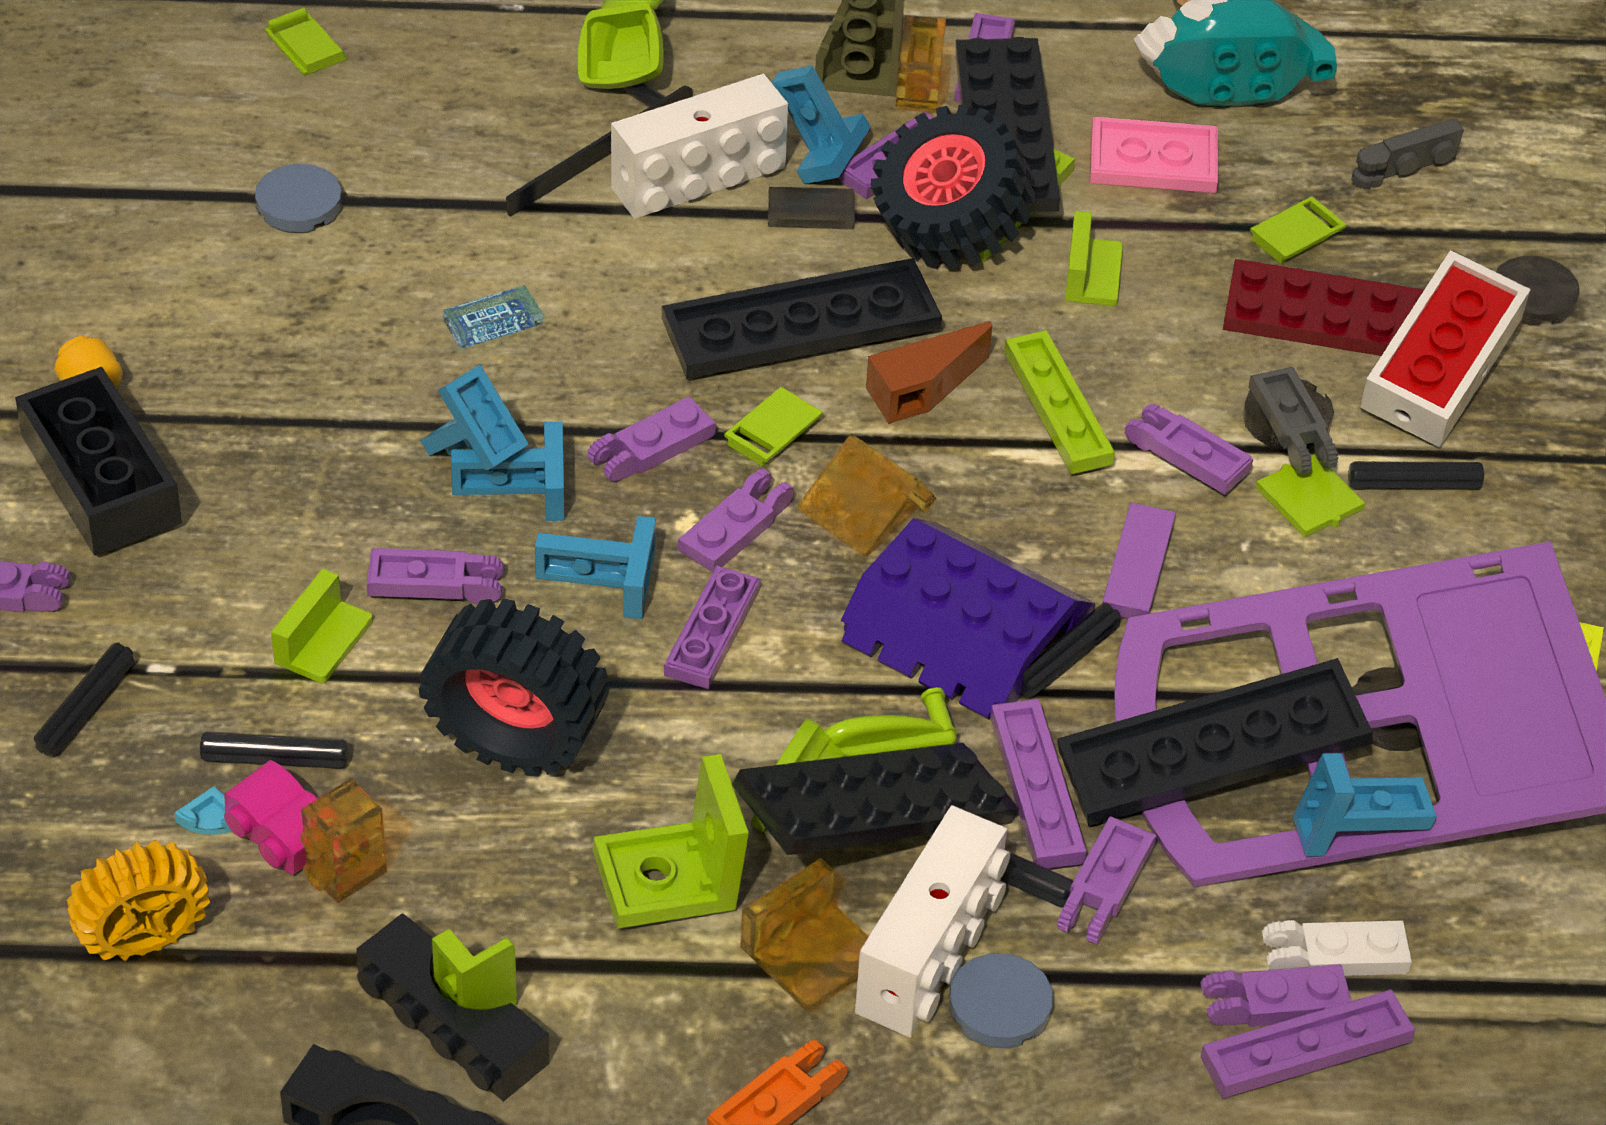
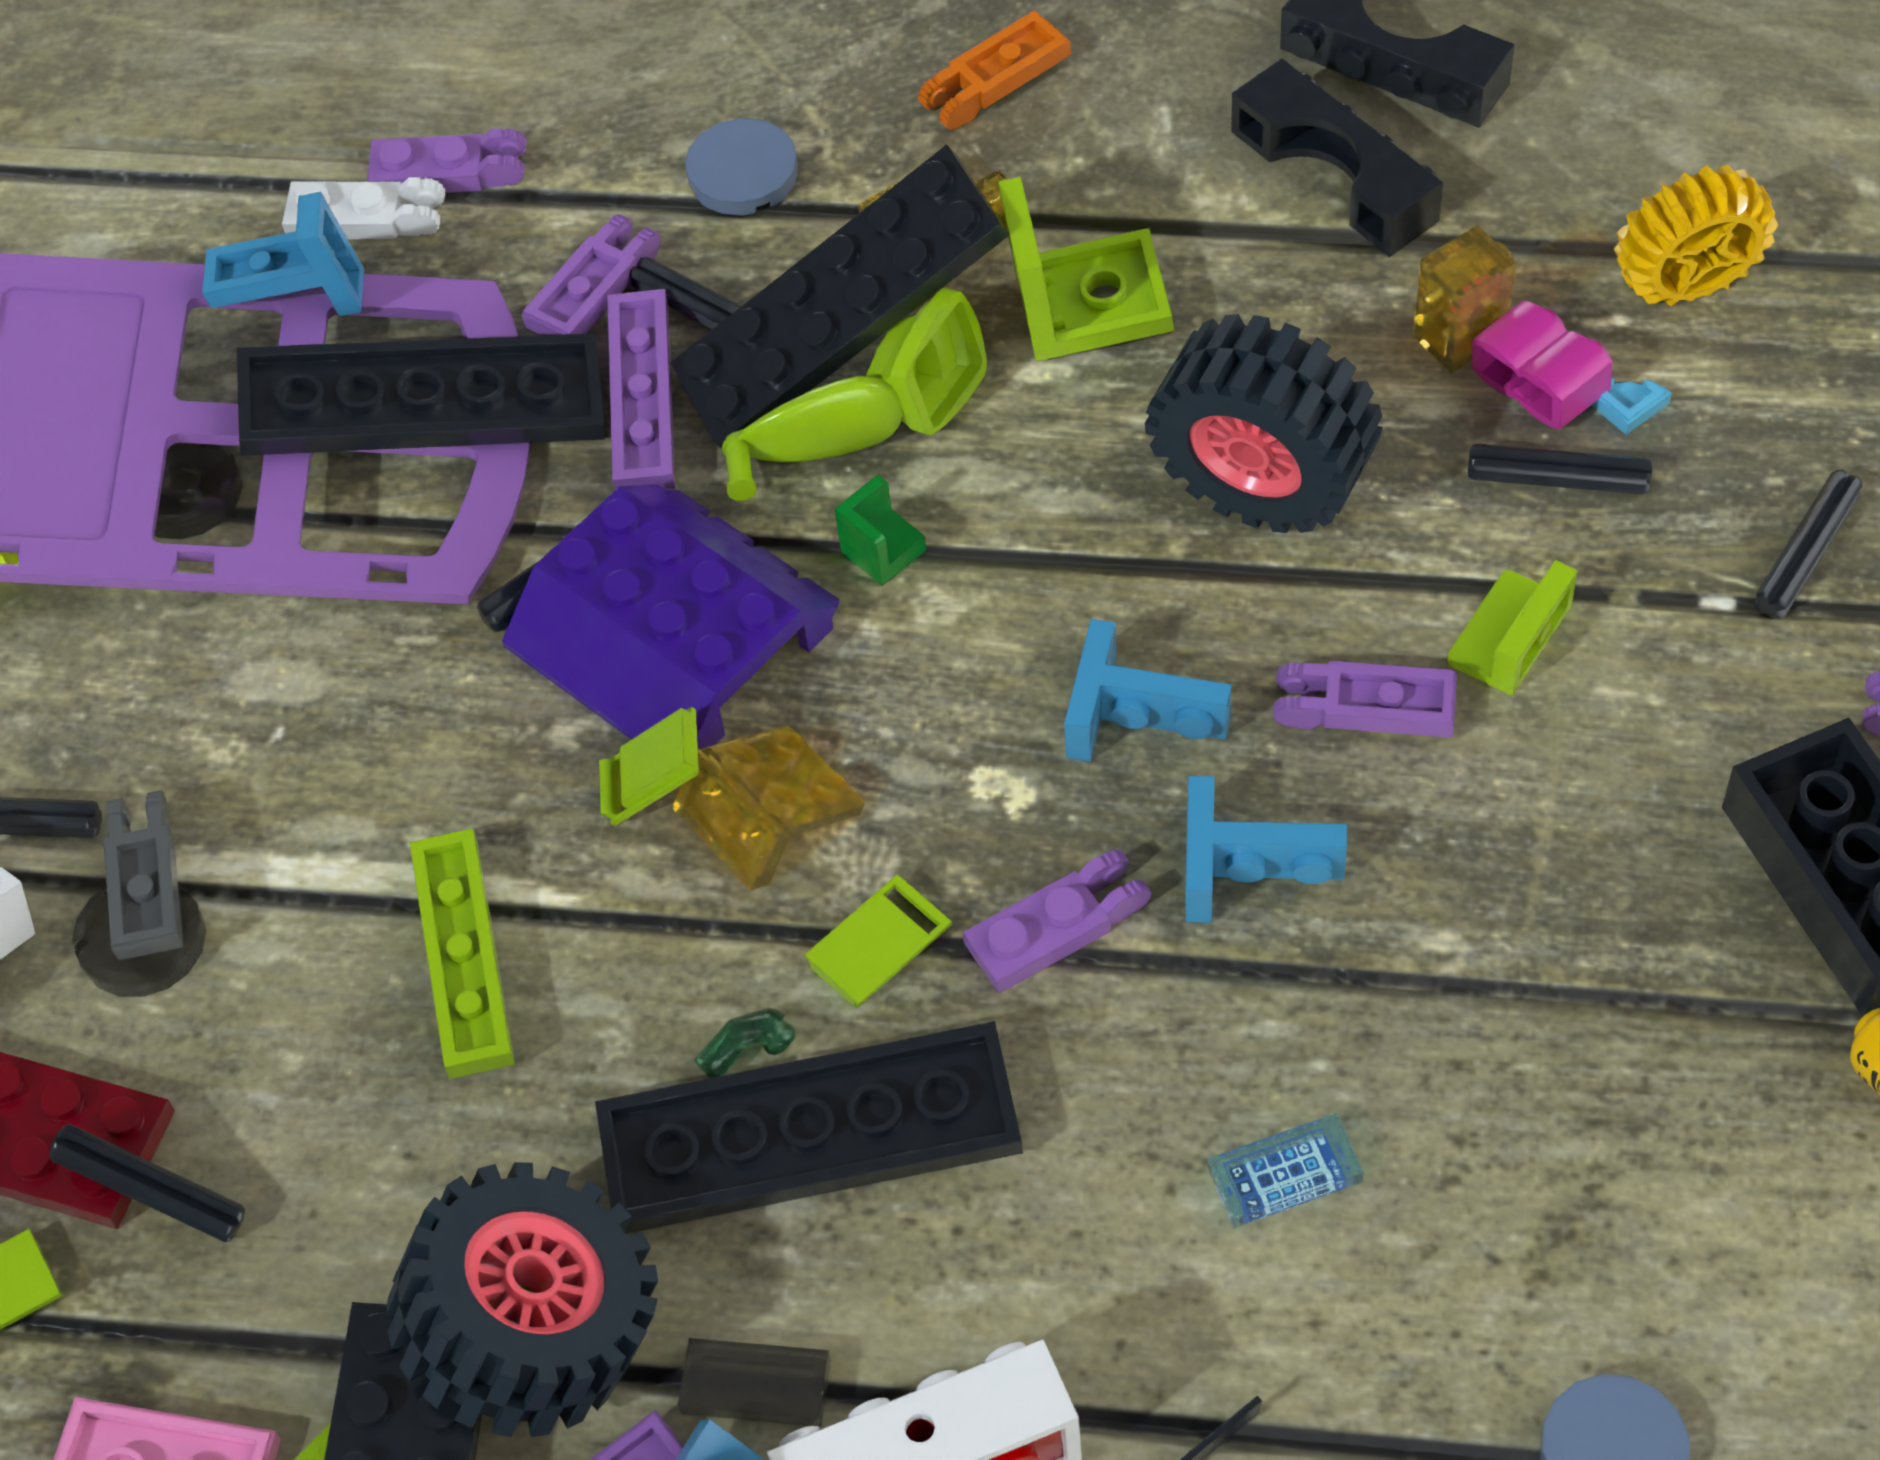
camera: 165 degrees left, 10 degrees up
(476, 980) = (1313, 140): lime panel -> none
(478, 421) = (1317, 859): dark azure bracket -> none
(712, 627) = (1001, 626): medium lavender tile -> none
(735, 521) = (953, 778): medium lavender hinge -> none
(820, 672) = (875, 534): none -> green panel
(848, 367) = (741, 1033): none -> clear green arm
(923, 373) = (646, 999): dark orange slope -> none
(932, 922) = (801, 185): white brick -> none
(955, 497) = (649, 766): none -> lime piece
(1092, 265) = (335, 1227): lime panel -> none
(1139, 560) = (426, 698): medium lavender tile -> none
(1189, 447) = (299, 862): medium lavender hinge -> none
(1215, 263) = (147, 1182): none -> black axle
(1307, 1043) = (433, 104): medium lavender plate -> none
(1310, 499) = (185, 783): lime piece -> none

